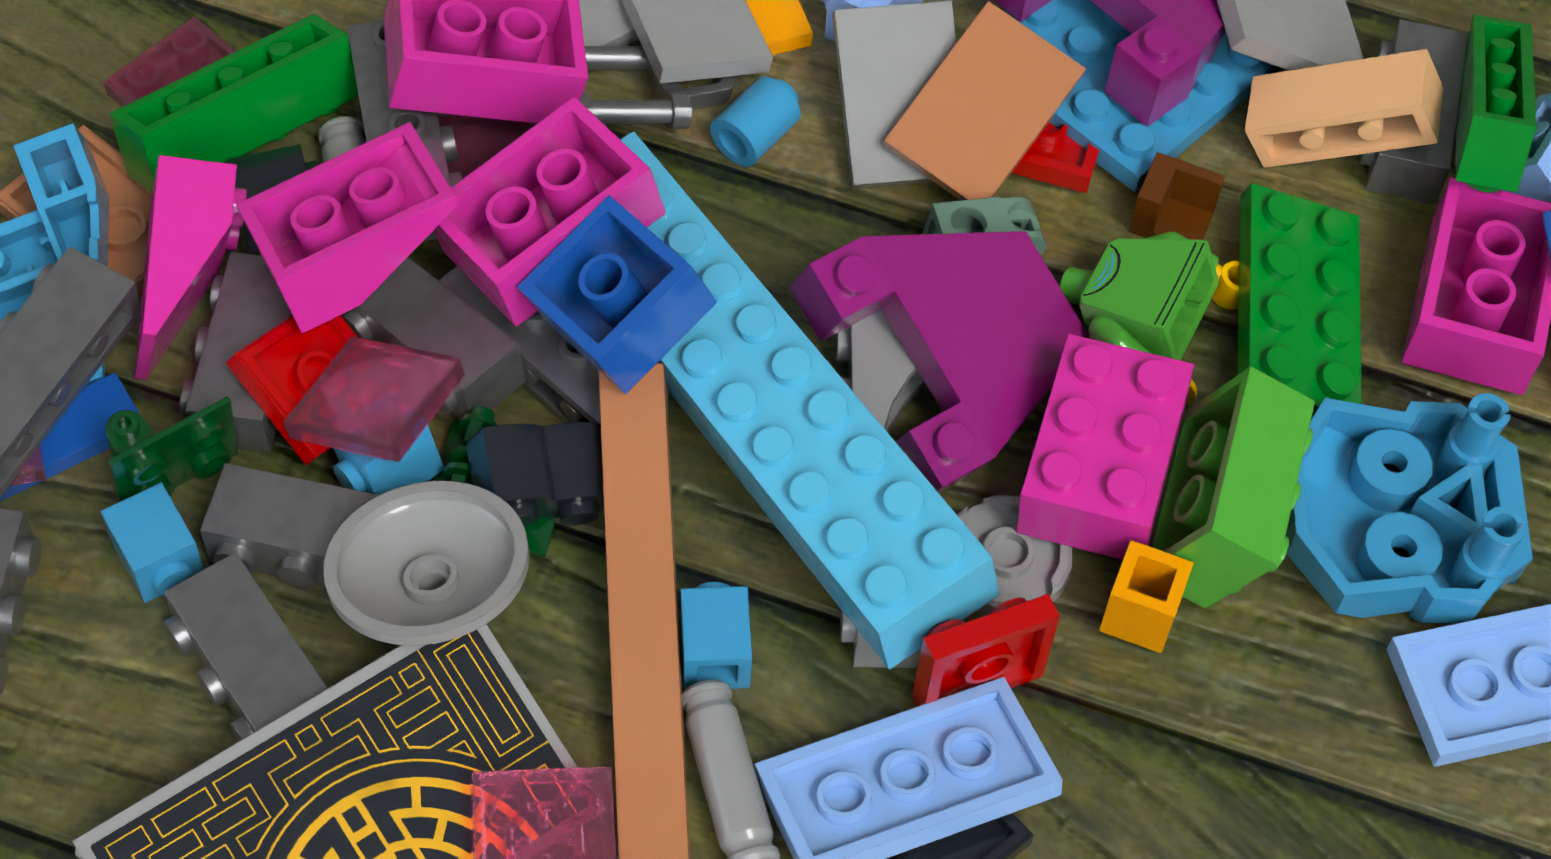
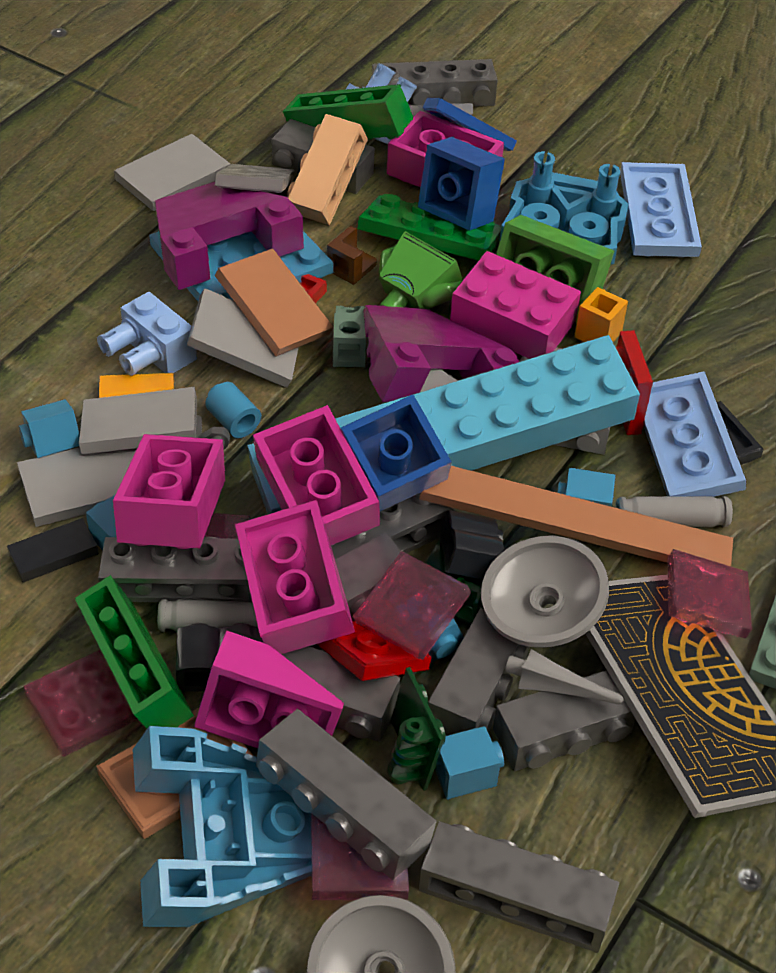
camera: 75 degrees left, 10 degrees down
(293, 597) = (544, 675): none -> light grey piece
(1373, 299) = (460, 183): none -> blue brick

